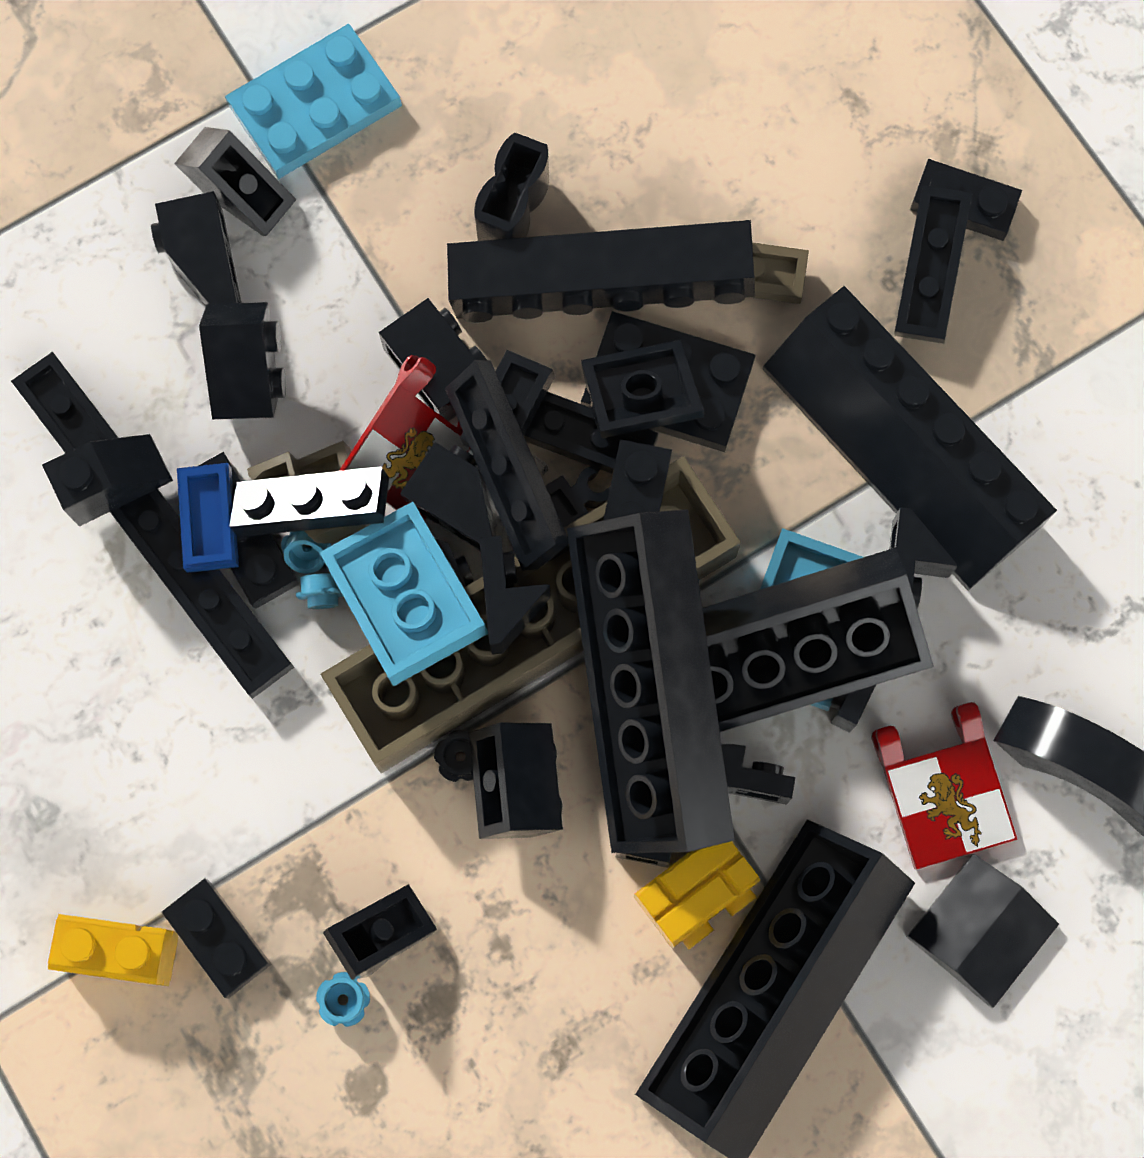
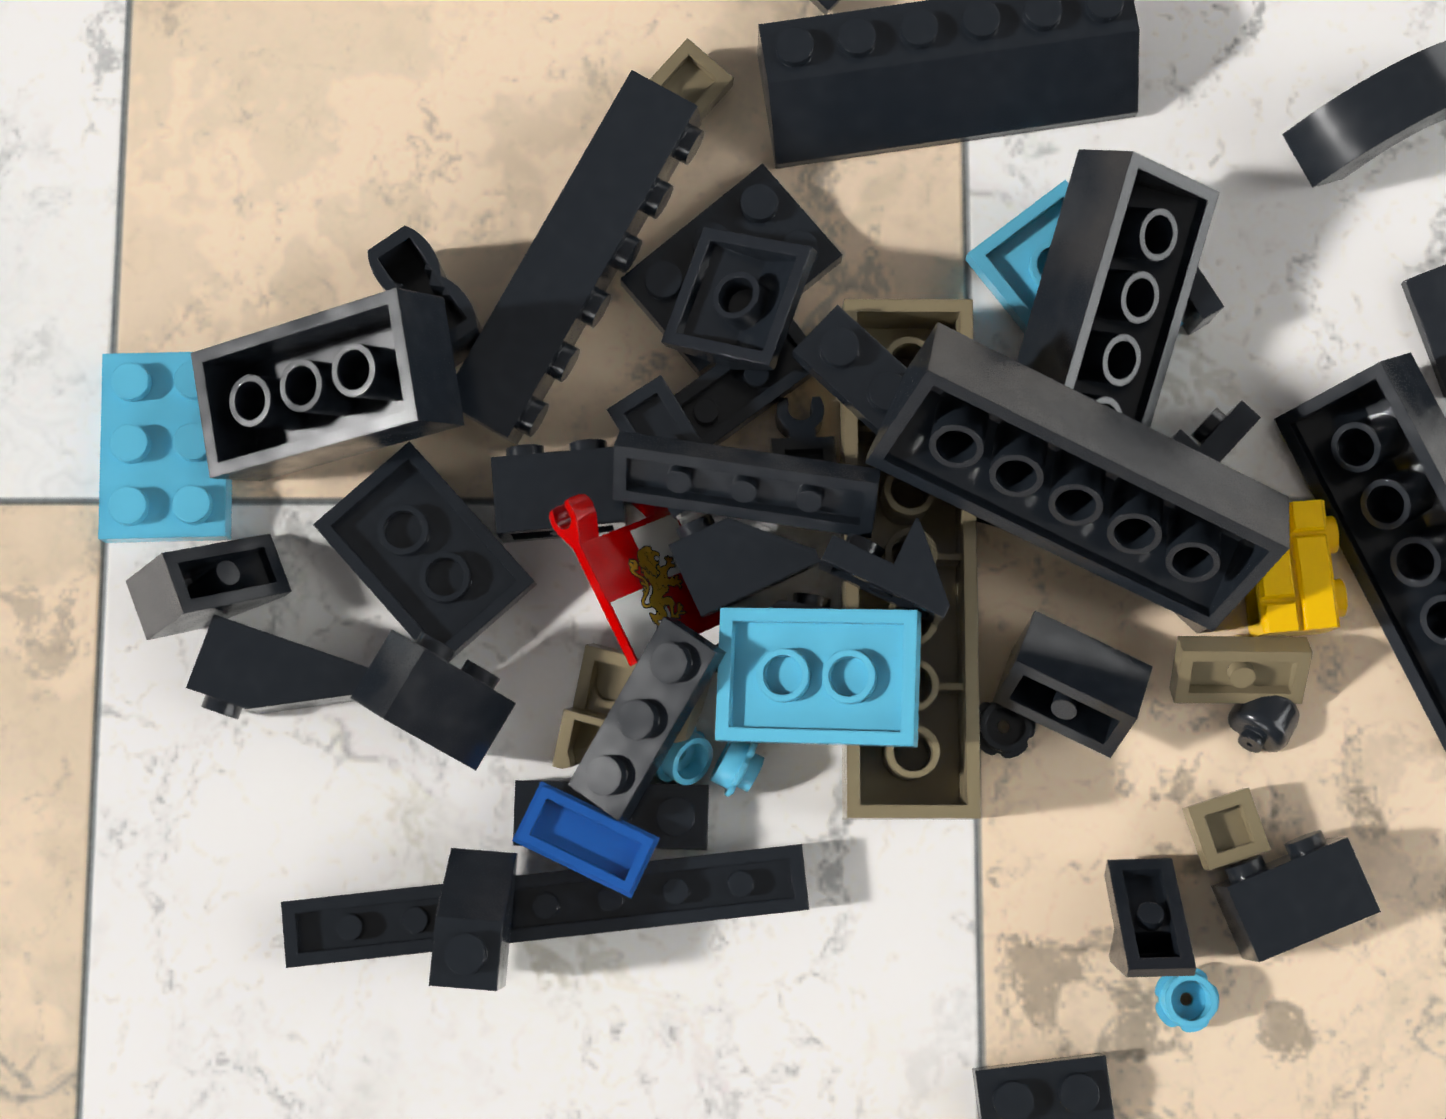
camera: 60 degrees left, 5 degrees up
(341, 301) = (424, 552): none -> black plate
(406, 163) = (328, 386): none -> black brick
(459, 1031) = (1294, 896): none -> black brick
(481, 955) = (1226, 829): none -> dark tan plate
(581, 941) = (1264, 723): none -> black piece
(602, 897) = (1239, 668): none -> dark tan plate
(918, 550) = (1059, 134): black slope -> none
(948, 797) = (1333, 267): flag -> none

